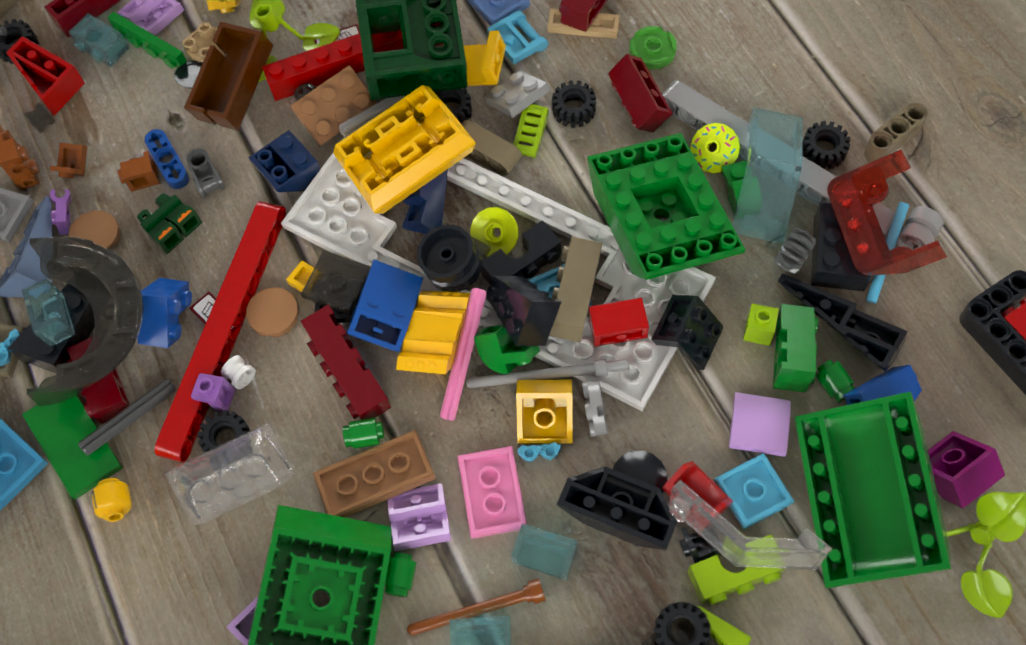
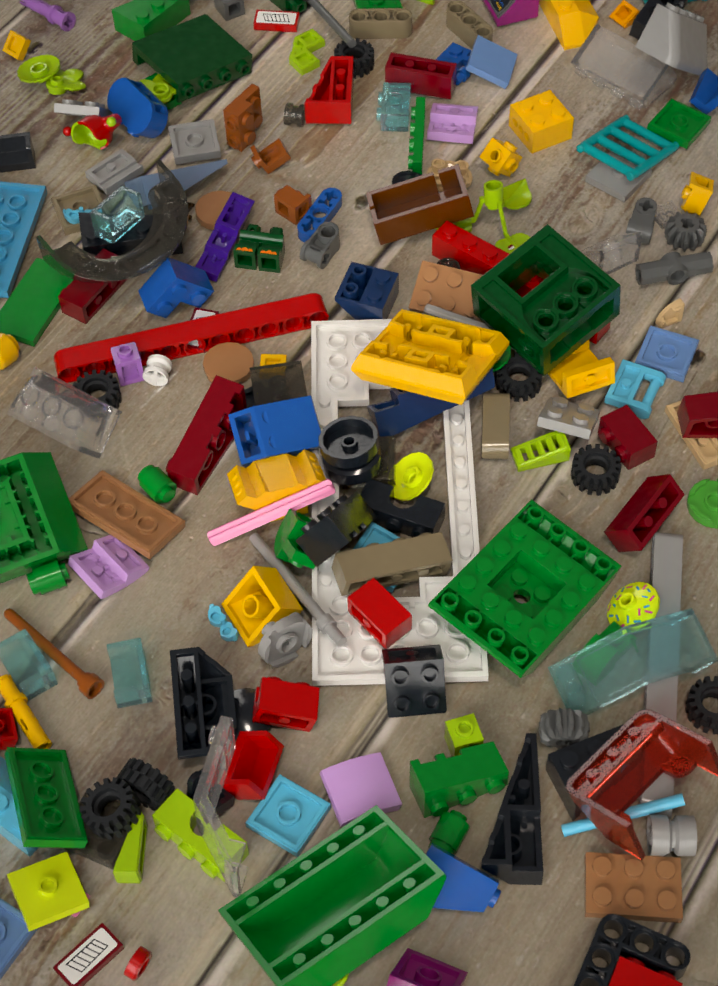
camera: 55 degrees right, 10 degrees down
(61, 216) = (219, 179): medium lavender plate -> none
(126, 417) = (73, 321): dark grey axle -> none
(130, 242) = (225, 235): none -> dark purple slope
(491, 492) = (164, 608): bright pink tile -> none
(560, 65) = (627, 437): none -> dark red brick
(655, 438) = (286, 704): none -> red brick
(669, 589) = (147, 783): none -> black tyre
(941, 286) = (633, 887): none -> medium nougat plate

